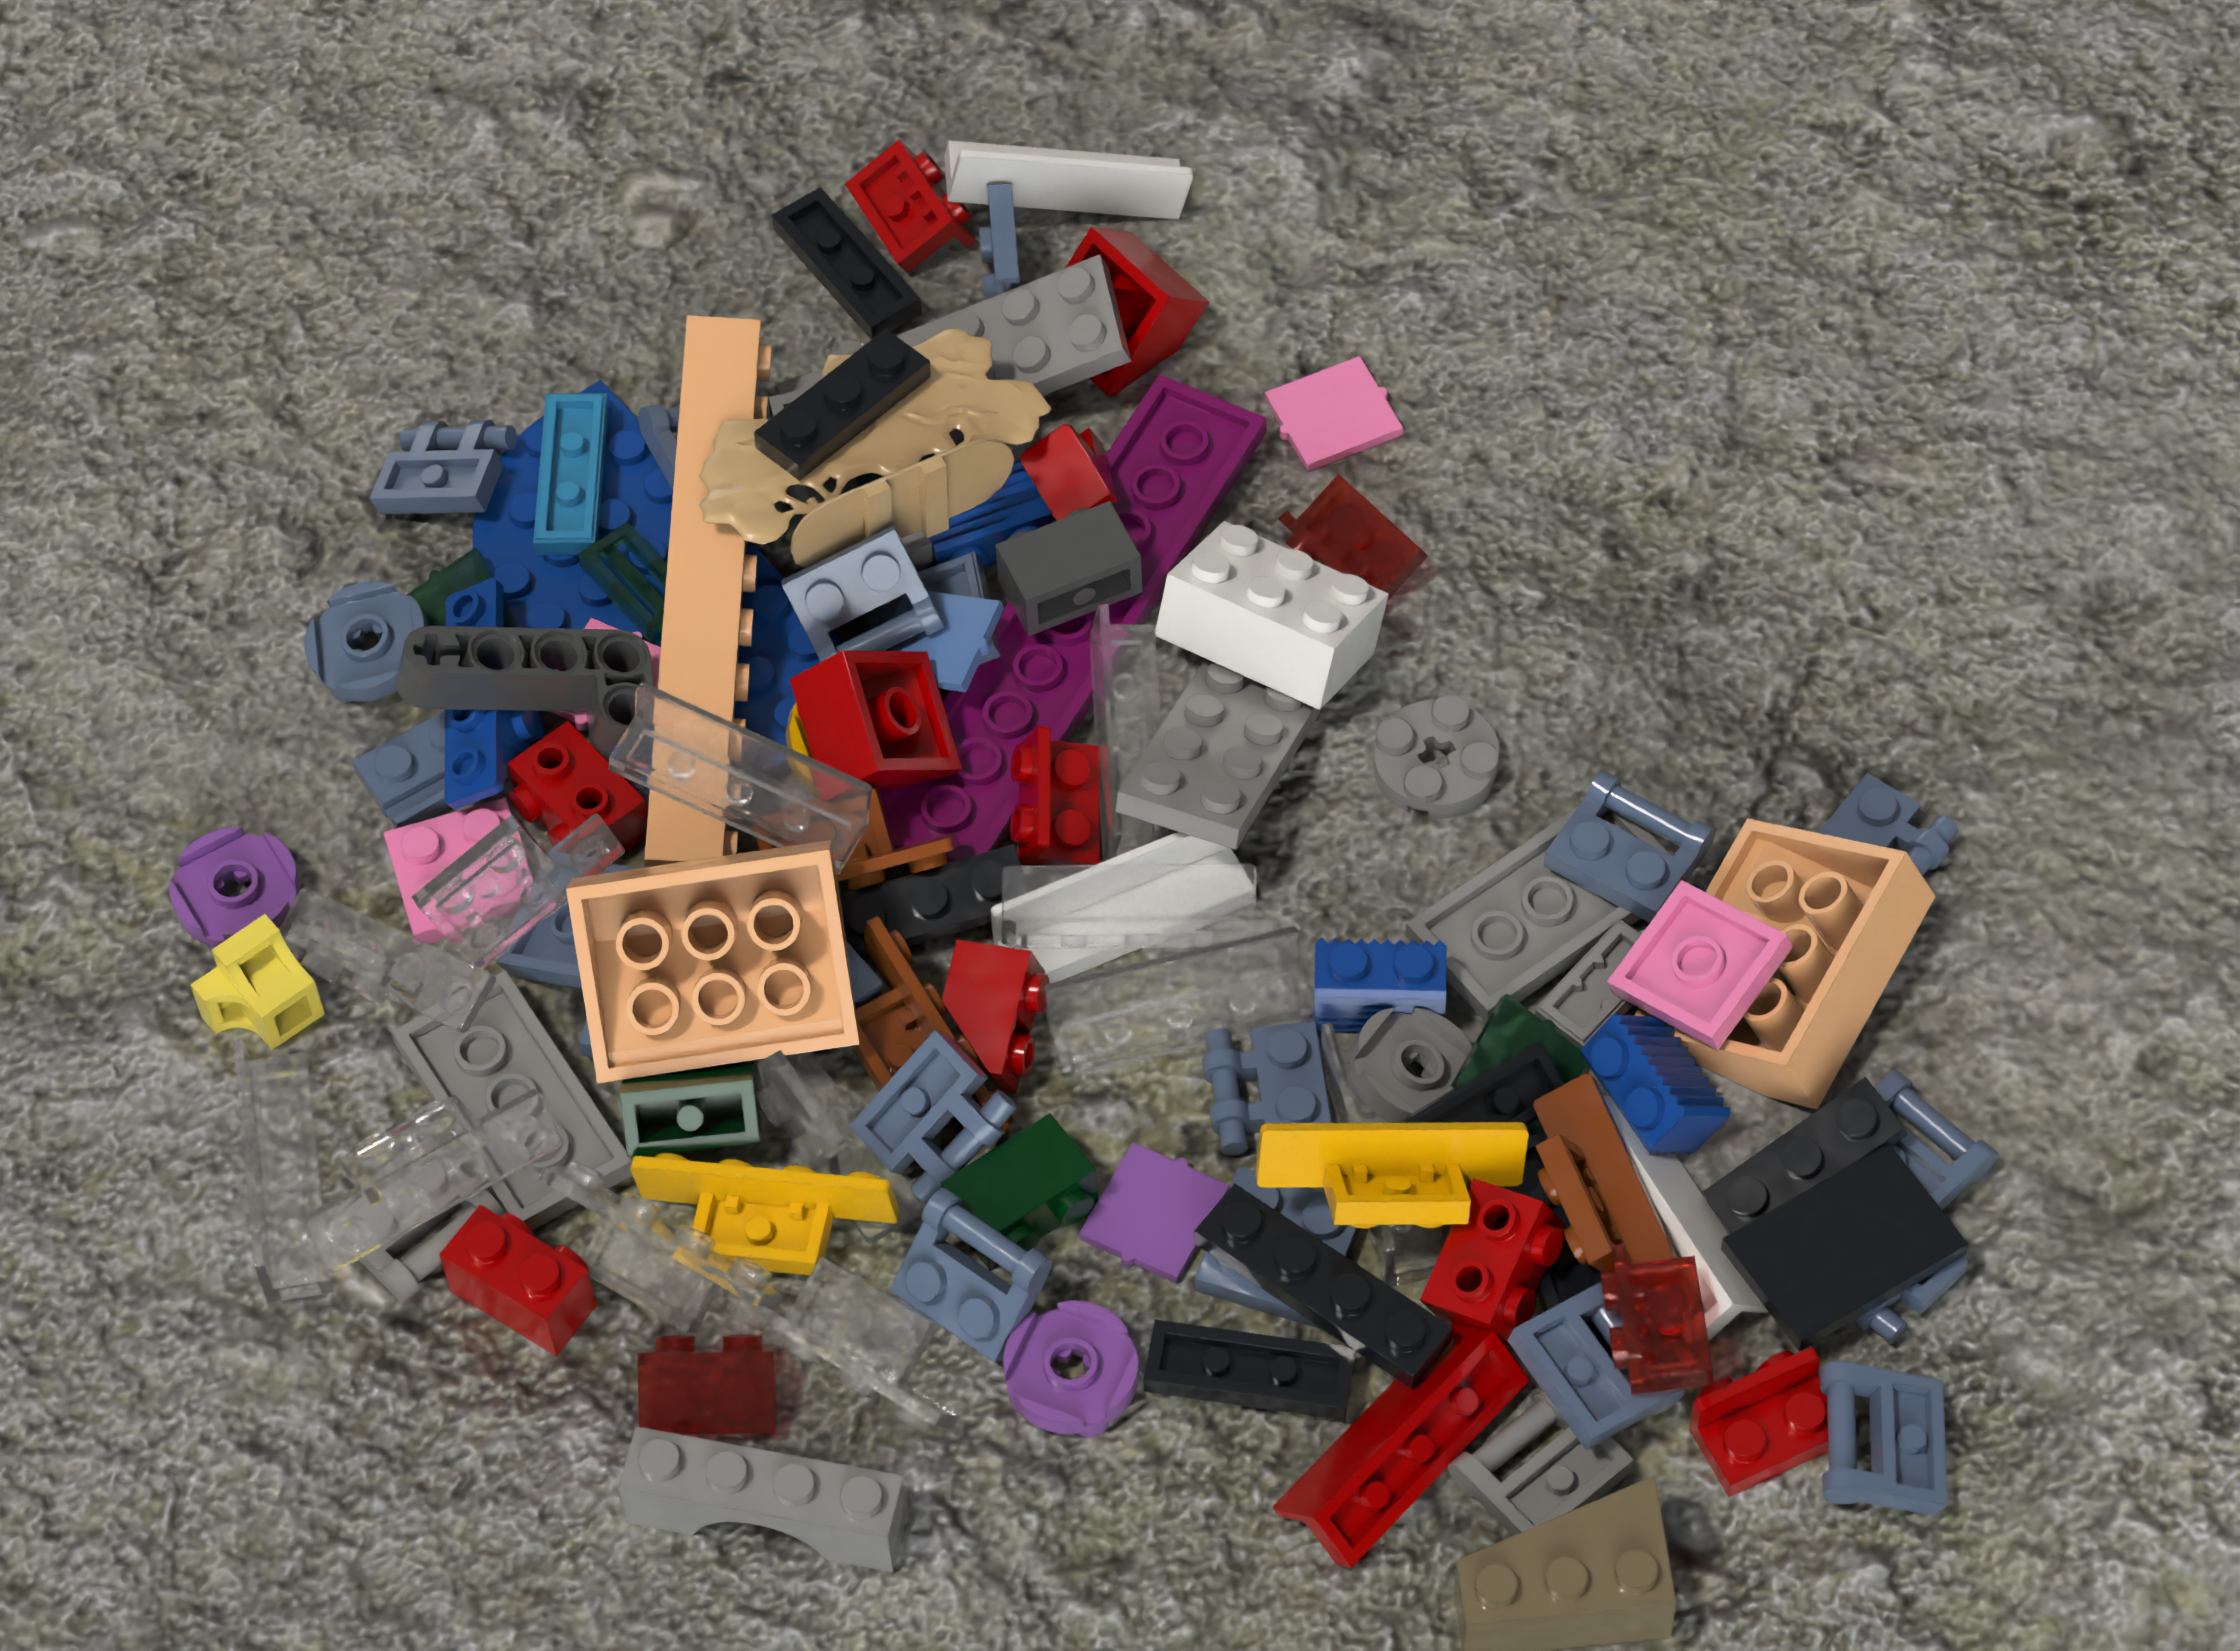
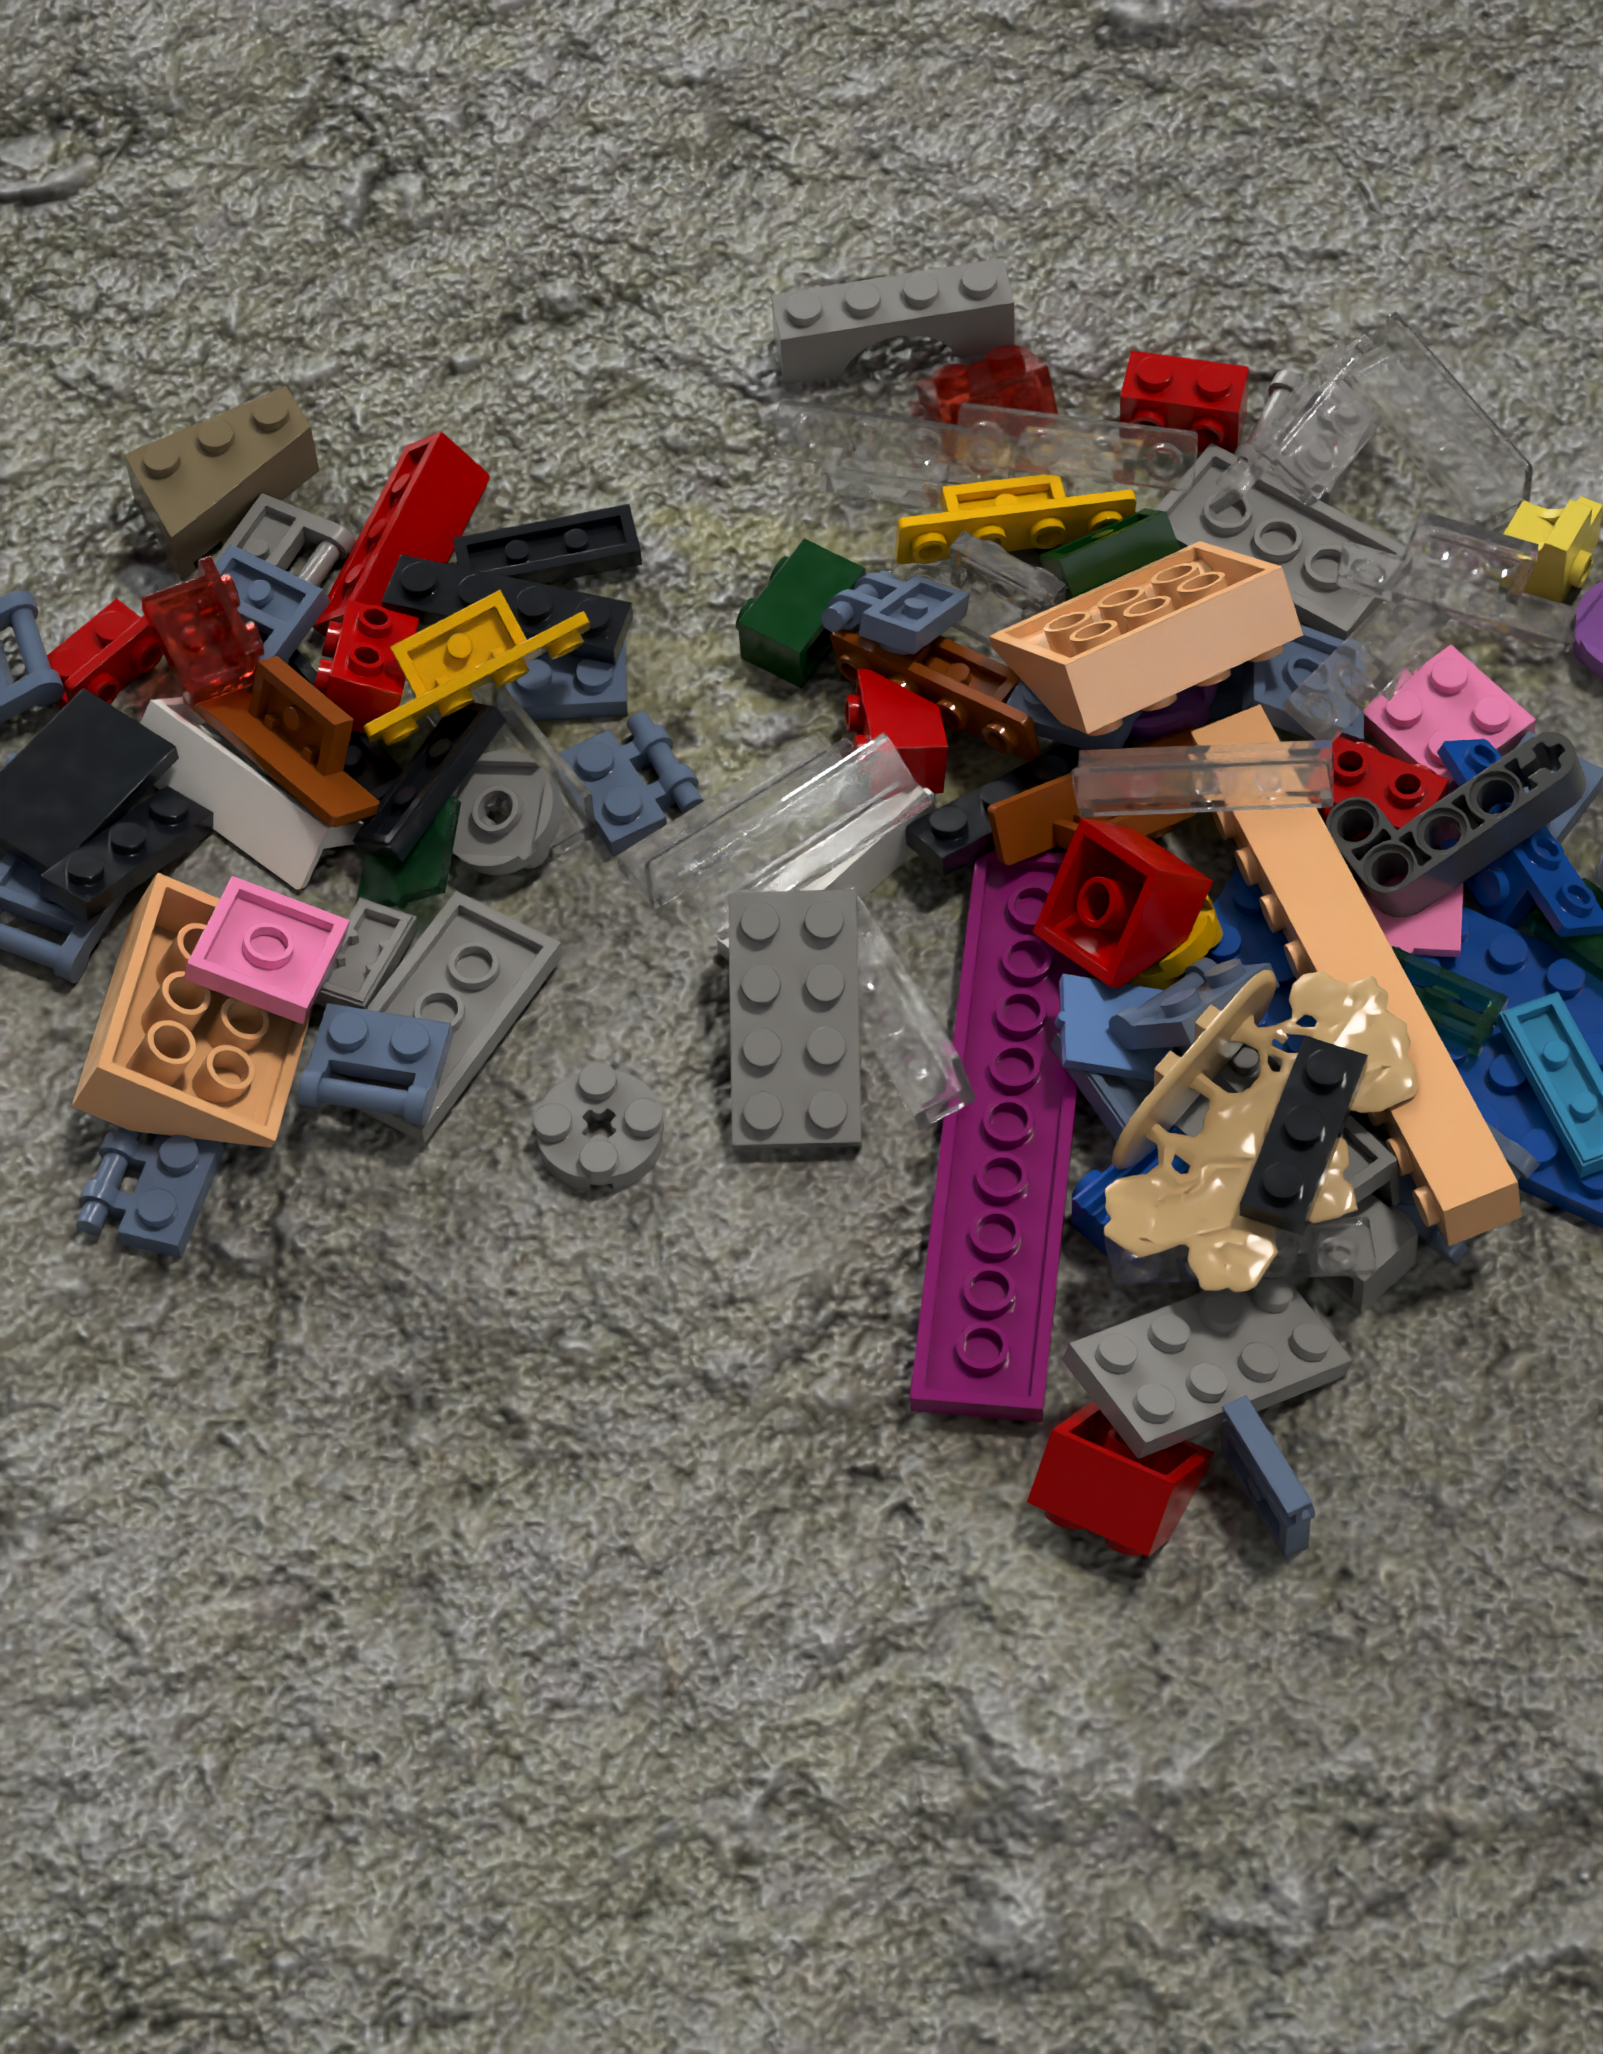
camera: 160 degrees right, 0 degrees up
(846, 263) = (1437, 1435): black plate -> none
(909, 206) = (1401, 1526): red bracket -> none
(960, 1290) = (788, 513): sand blue plate -> none
(1056, 801) = (930, 934): red bracket -> none
(1068, 179) = (1247, 1588): white panel -> none
(1068, 567) = (1018, 1121): dark grey brick -> none
(1070, 471) = (1058, 1235): red slope -> none
(1076, 1404) = (702, 533): medium lavender plate -> none
(1152, 1212) = (686, 660): medium lavender piece -> none
(1271, 614) = (805, 1166): white brick -> none
(1333, 413) = (852, 1463): bright pink piece -> none
(1354, 538) = (767, 1293): clear red bracket -> none
(1366, 978) = (562, 877): blue brick -> none
(1655, 1083) = (274, 855): blue brick -> none

